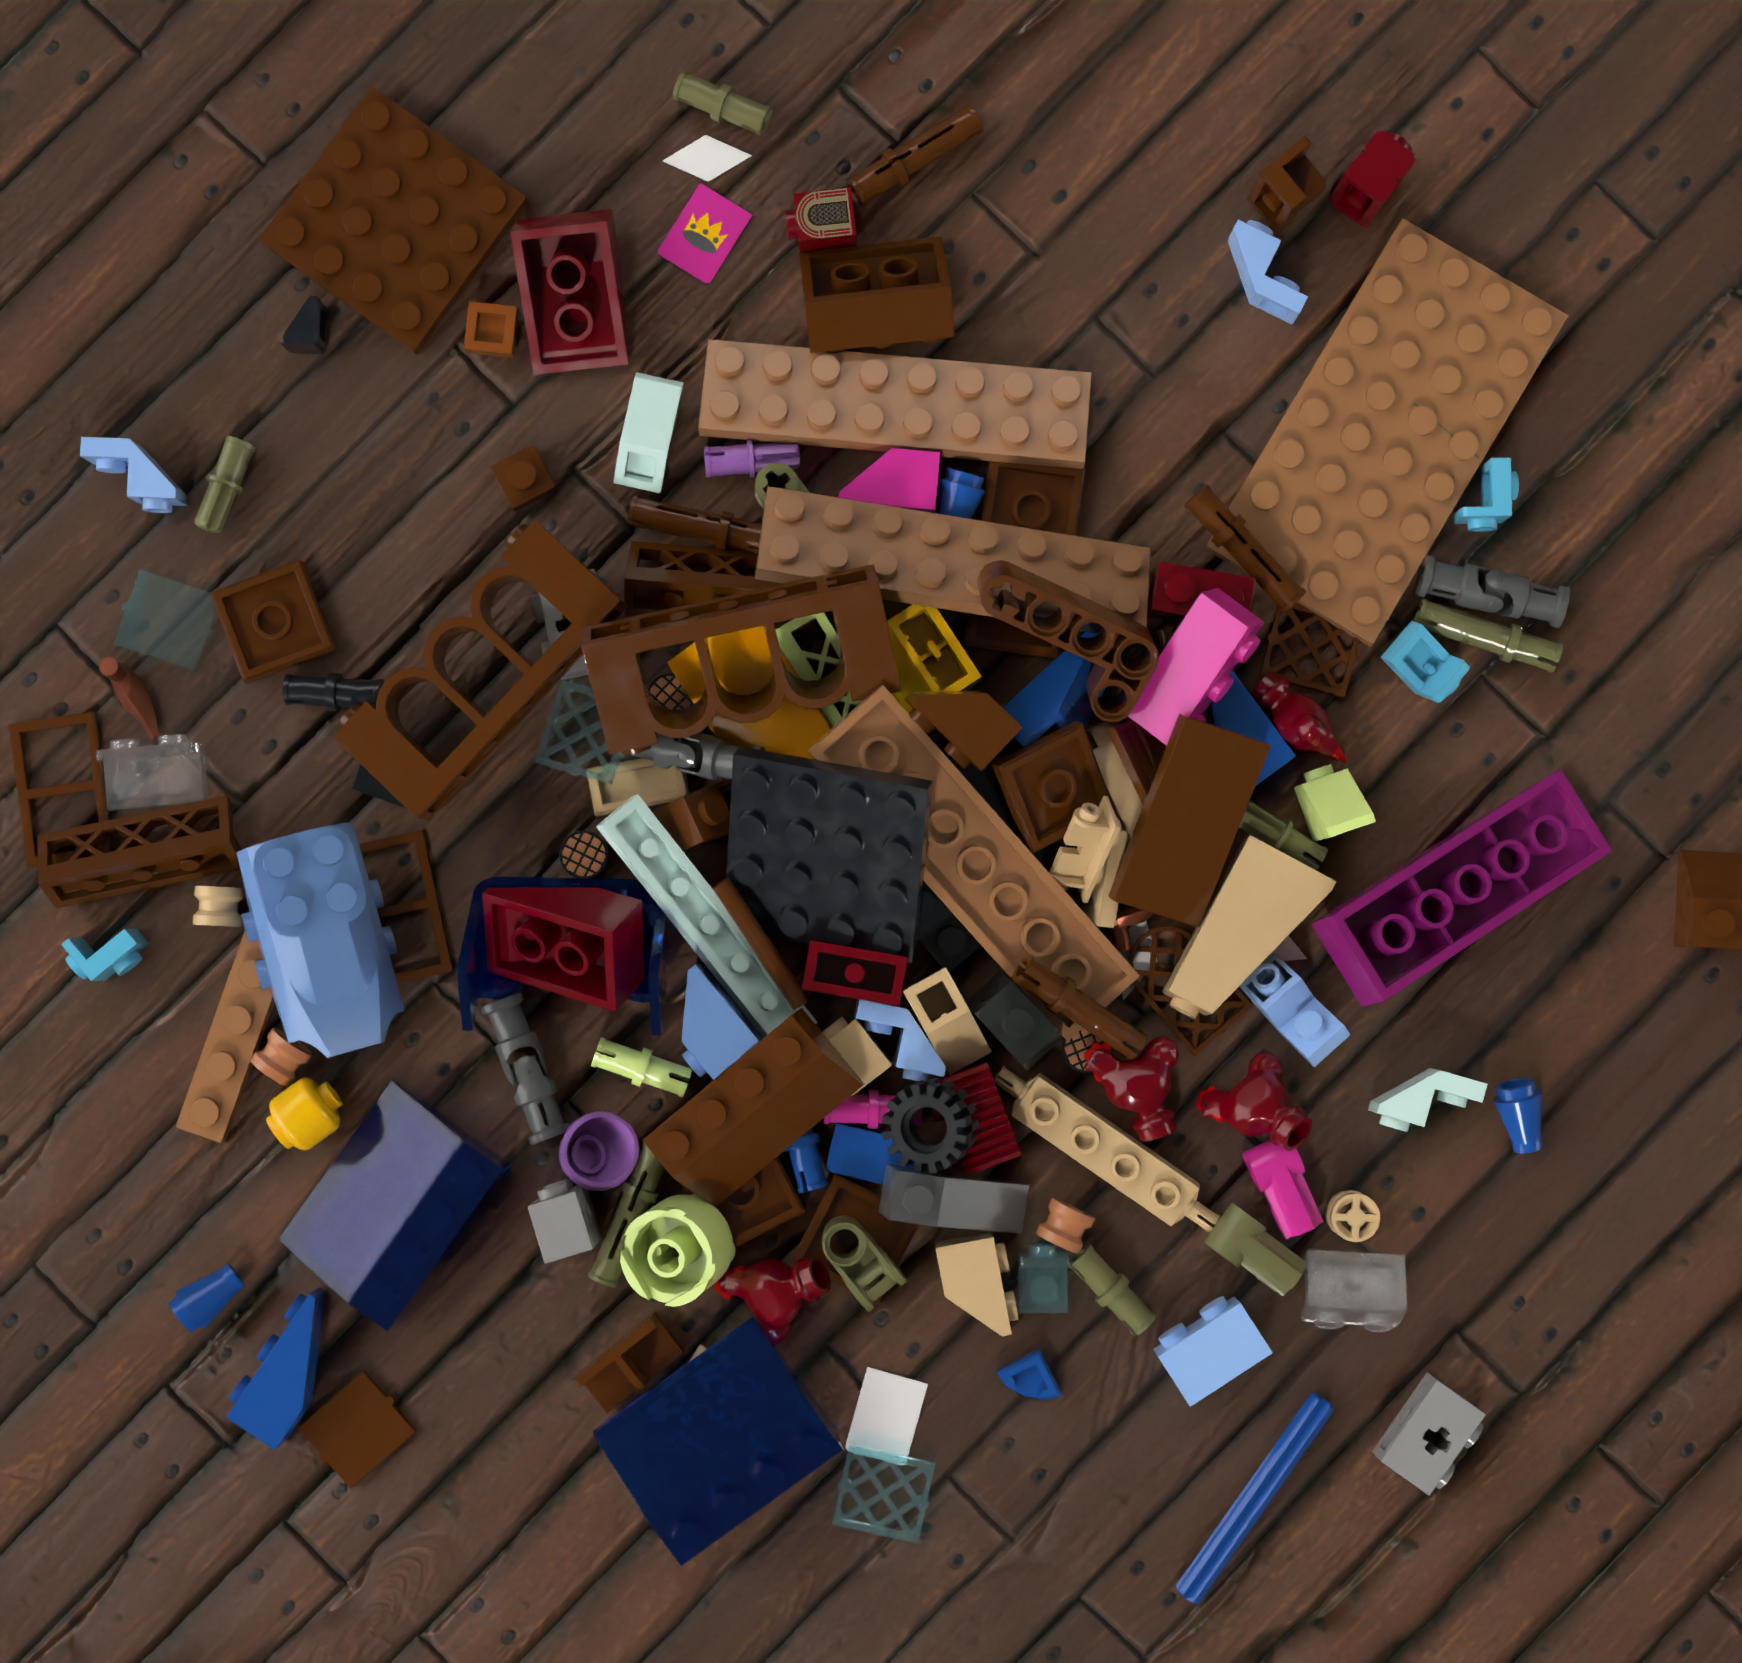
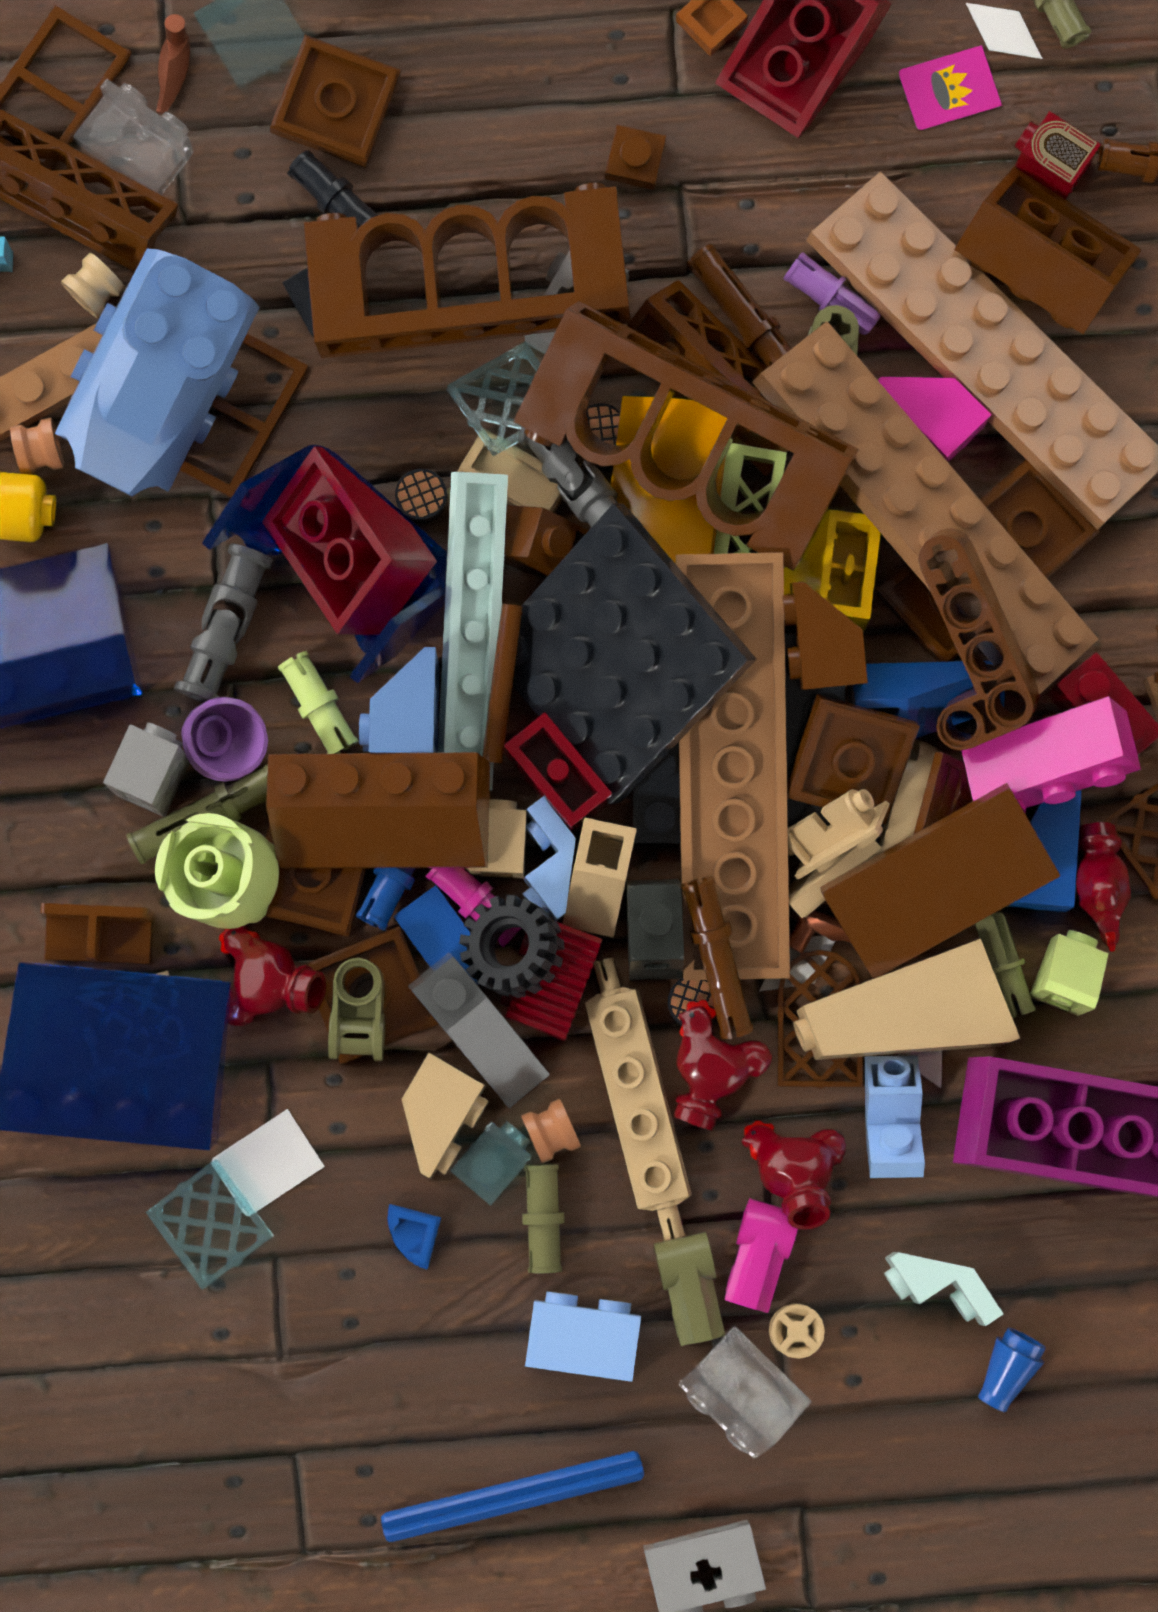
camera: 35 degrees right, 5 degrees down
(648, 432) = (766, 202): light aqua slope -> none
(959, 494) = (980, 463): blue cone -> none

